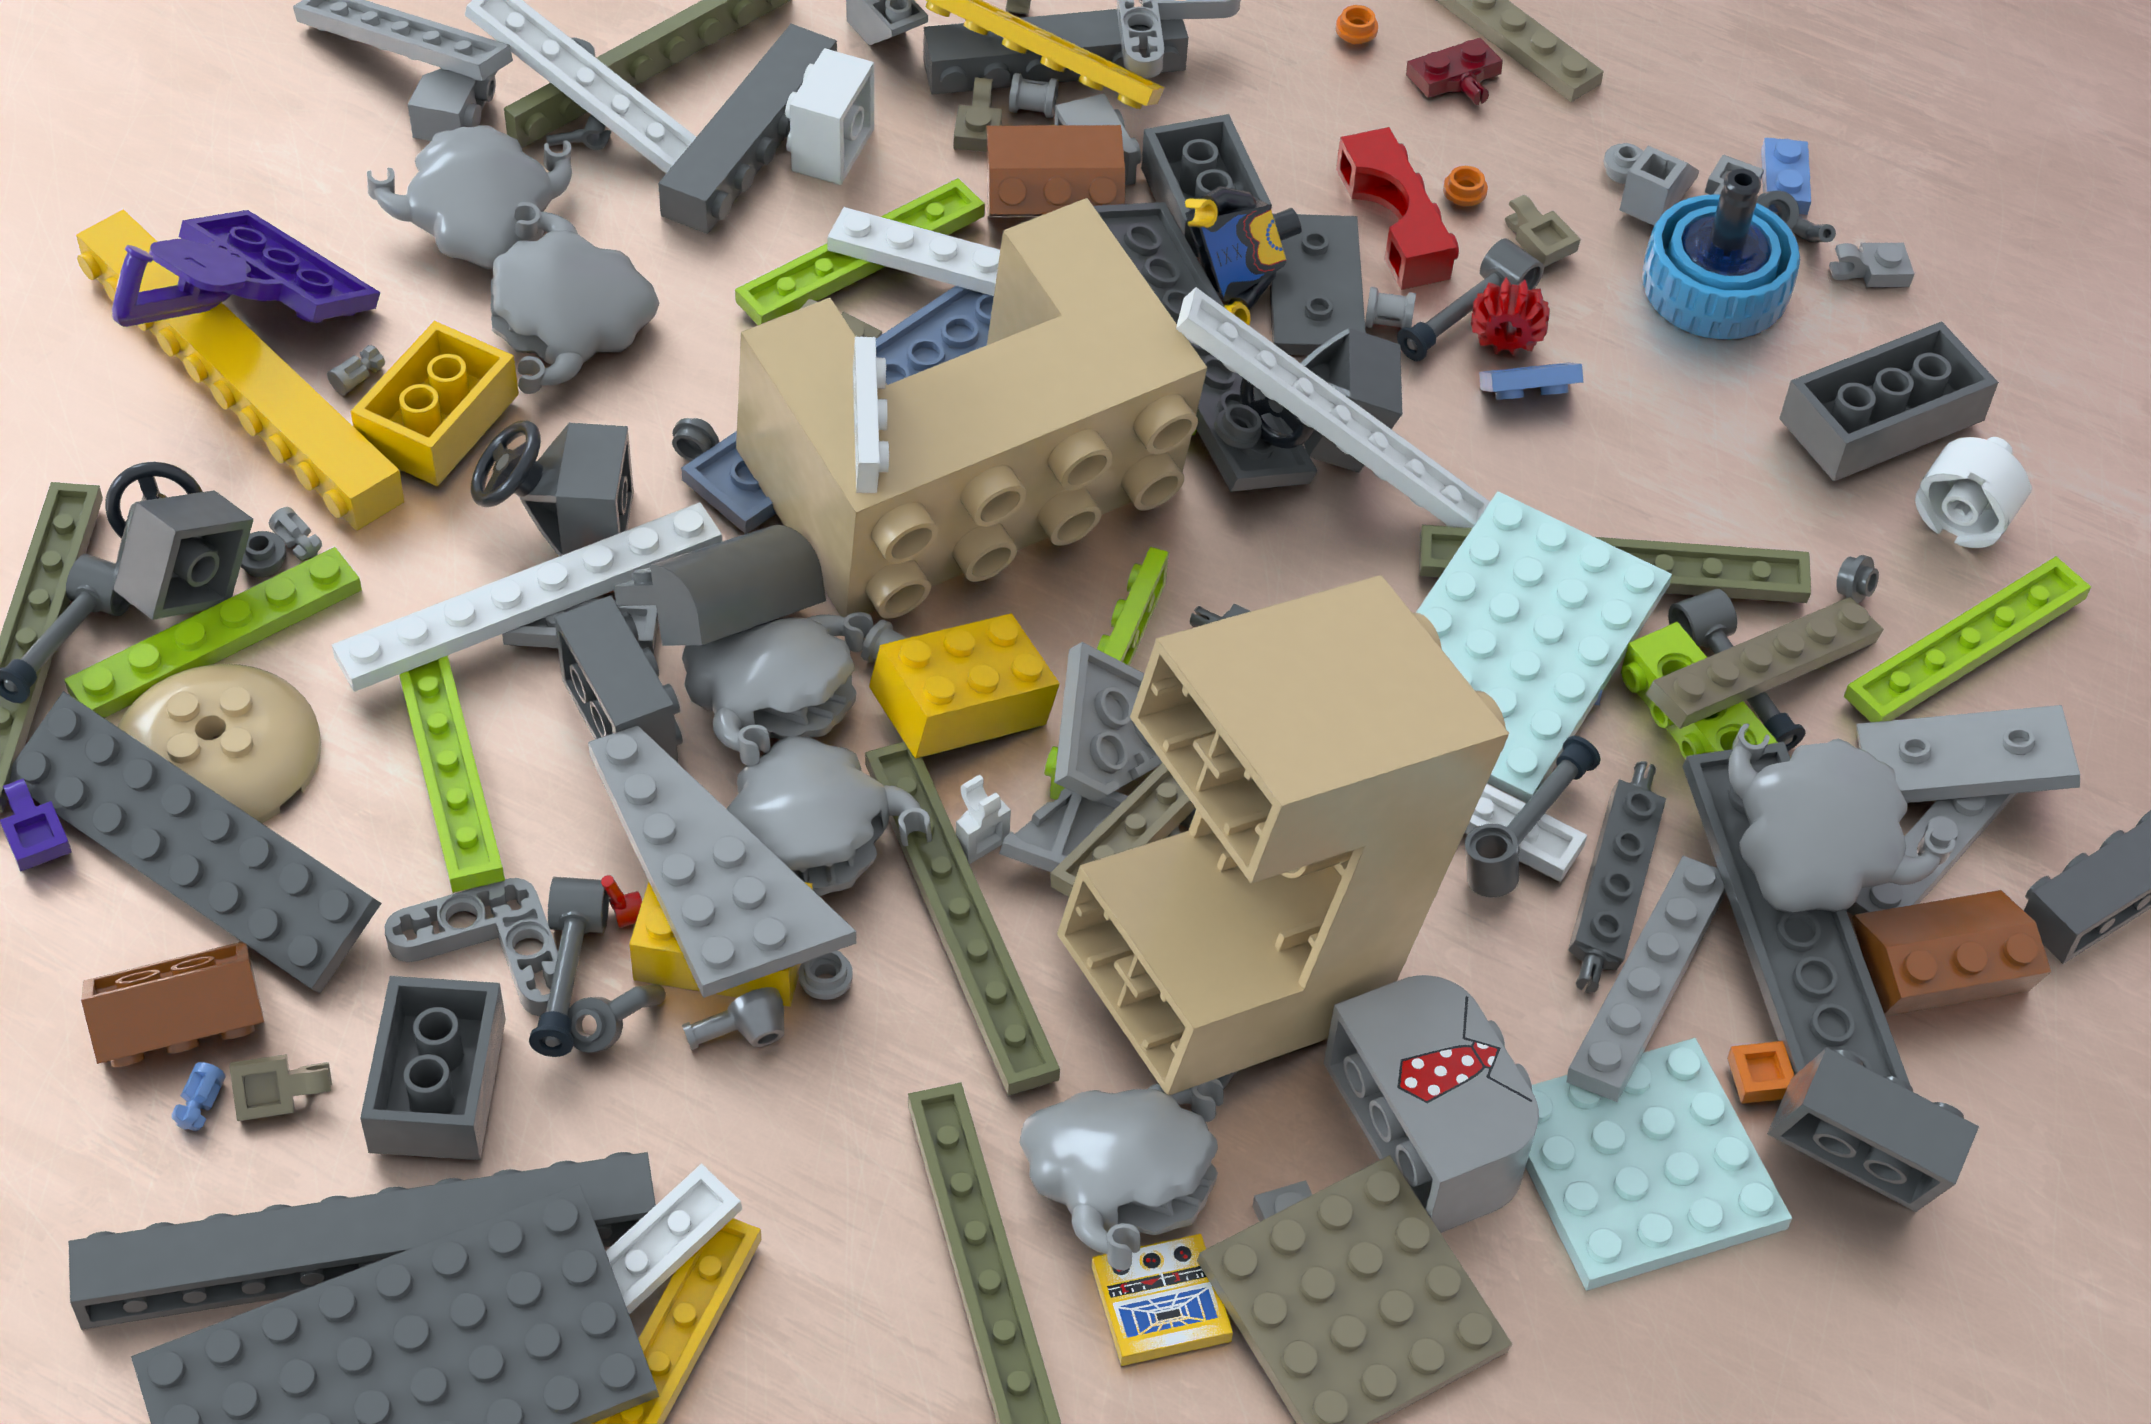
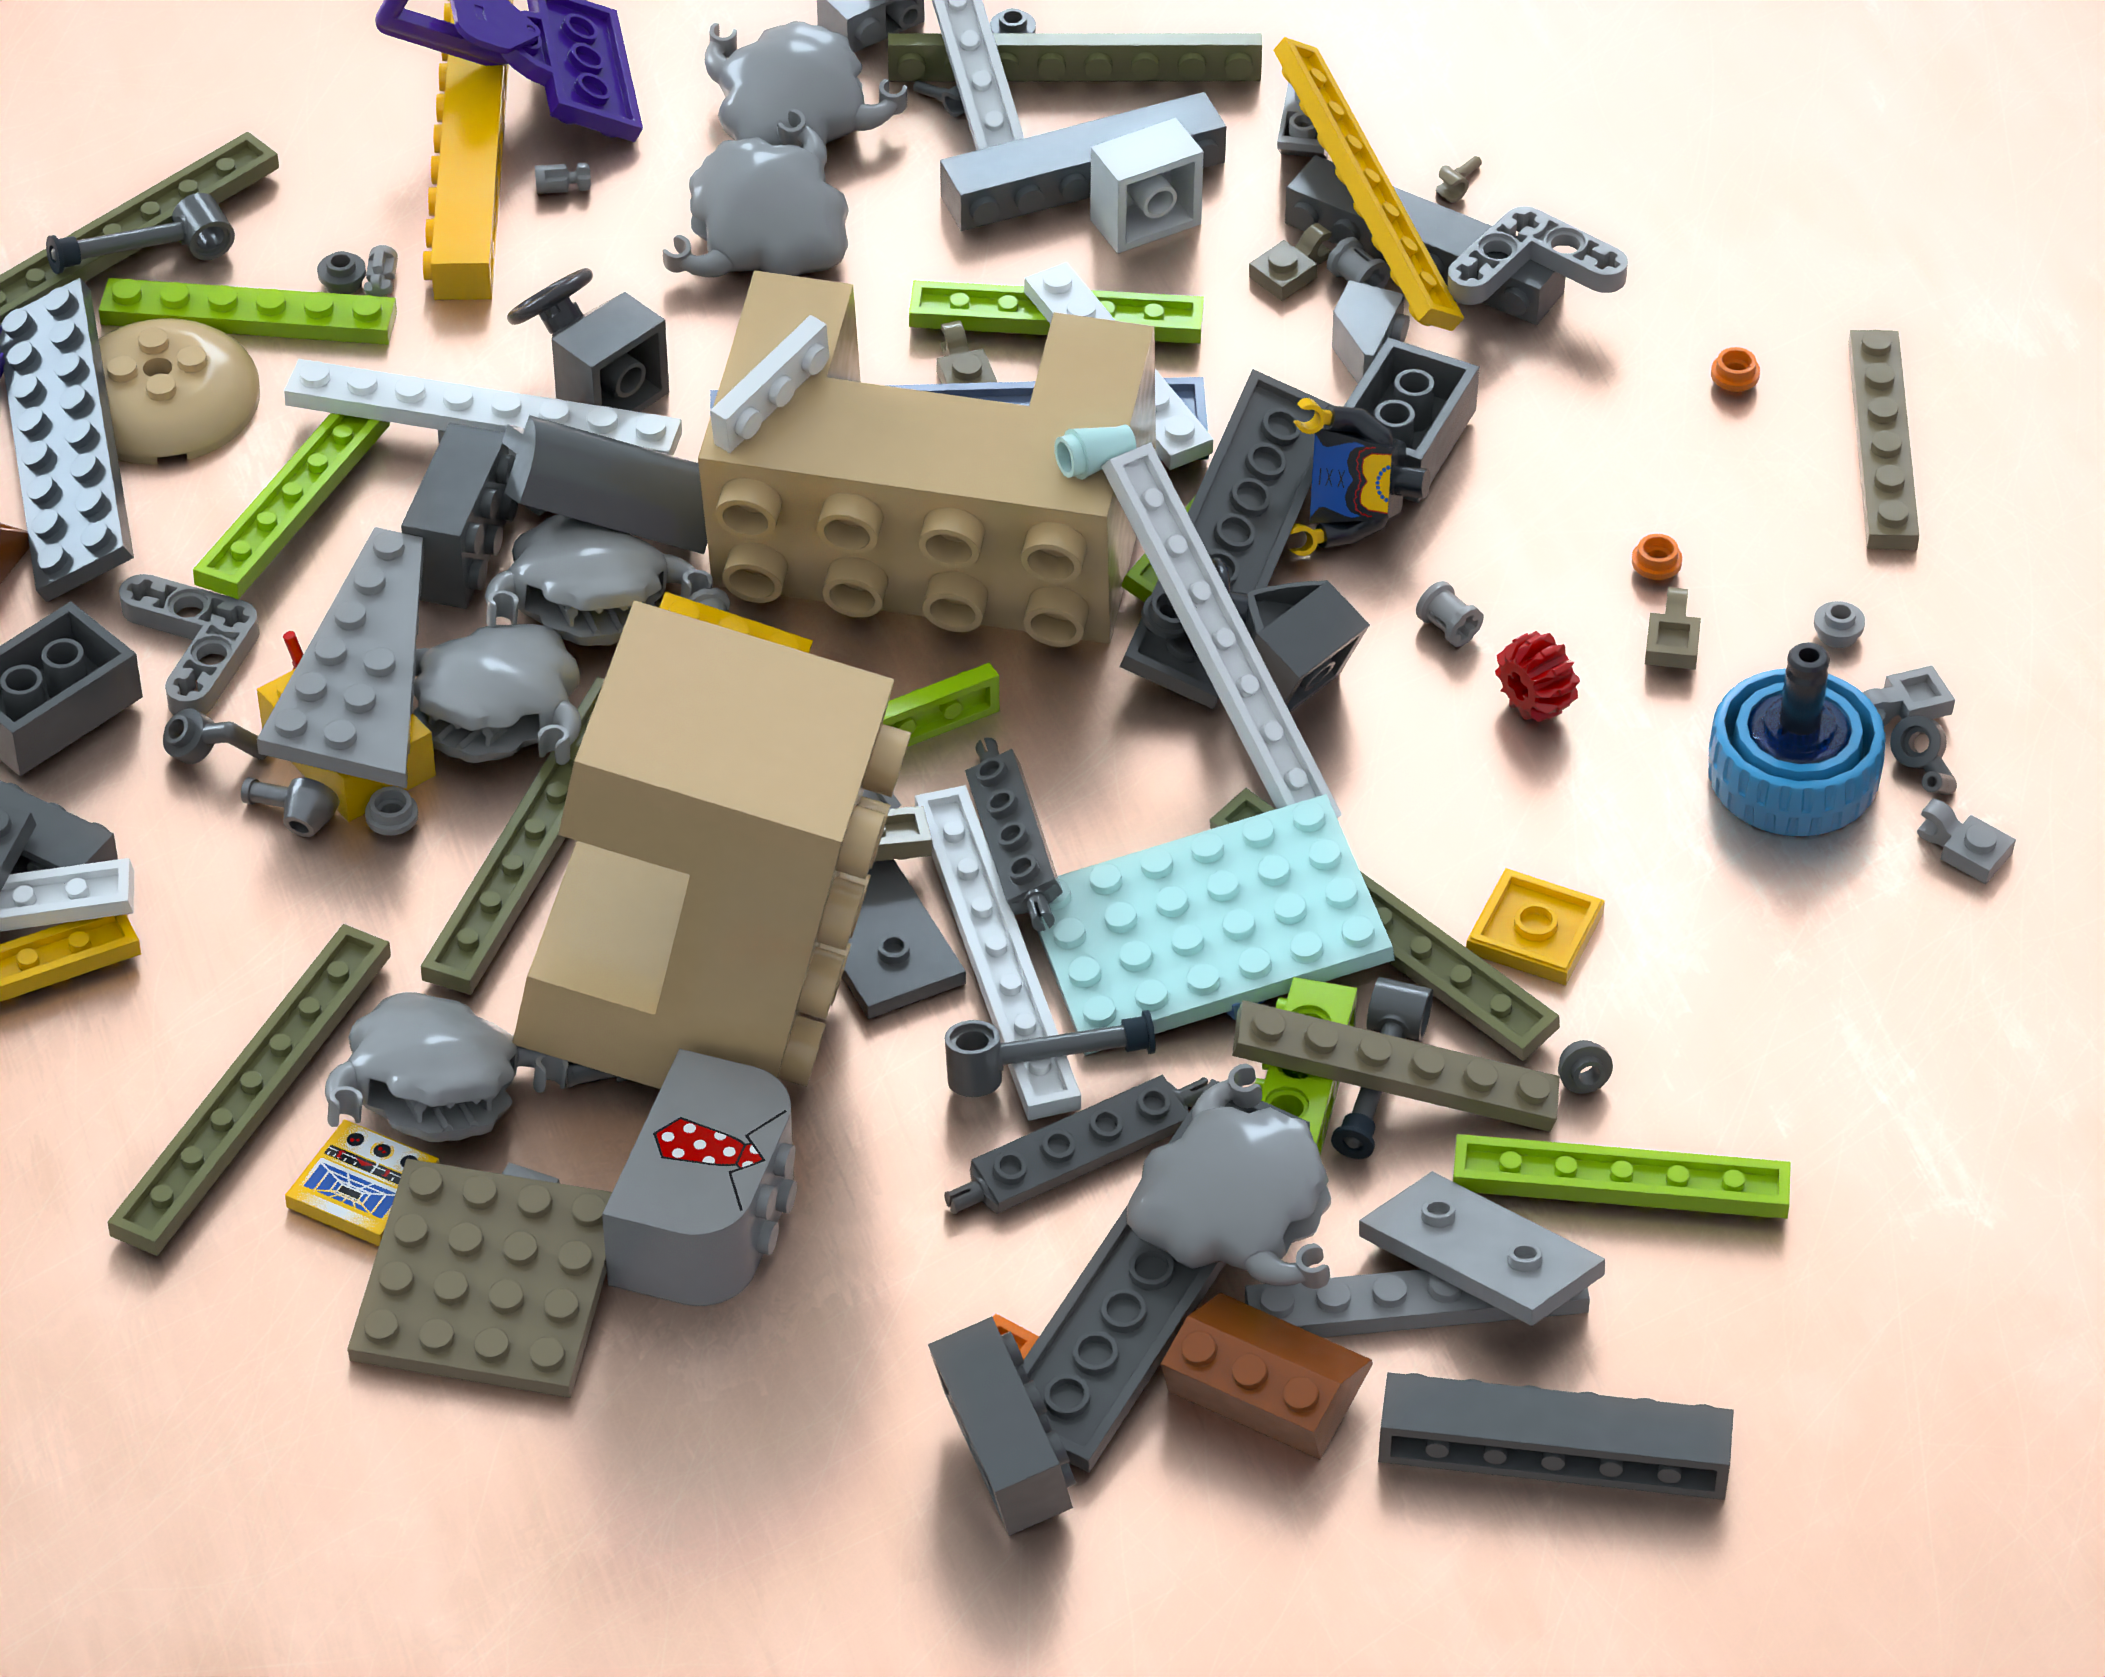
camera: 45 degrees right, 5 degrees down
(175, 549) = (265, 222): dark grey piece -> none
(437, 401) = (578, 224): yellow brick -> none
(575, 908) = (259, 651): dark grey piece -> none
(1052, 167) = (1279, 330): dark orange slope -> none
(1155, 321) = (1087, 449): none -> light aqua cone
(1319, 285) = (1428, 542): dark grey plate -> none
(1379, 171) = (1545, 574): red arch -> none
(1456, 70) = (1782, 458): dark red plate -> none
(1501, 261) = (1598, 646): dark grey piece -> none
(1512, 381) = (1521, 749): medium blue plate -> none
(1648, 980) = (983, 1226): light grey plate -> none
(1649, 1174) = (830, 1348): light aqua plate -> none
(1655, 184) = (1853, 647): light grey slope -> none
(1699, 500) = (1535, 926): none -> yellow tile
(1787, 170) = (1988, 722): medium blue plate -> none
(1888, 400) = (1798, 946): dark grey brick -> none
(1973, 490) = (1770, 1058): white brick -> none

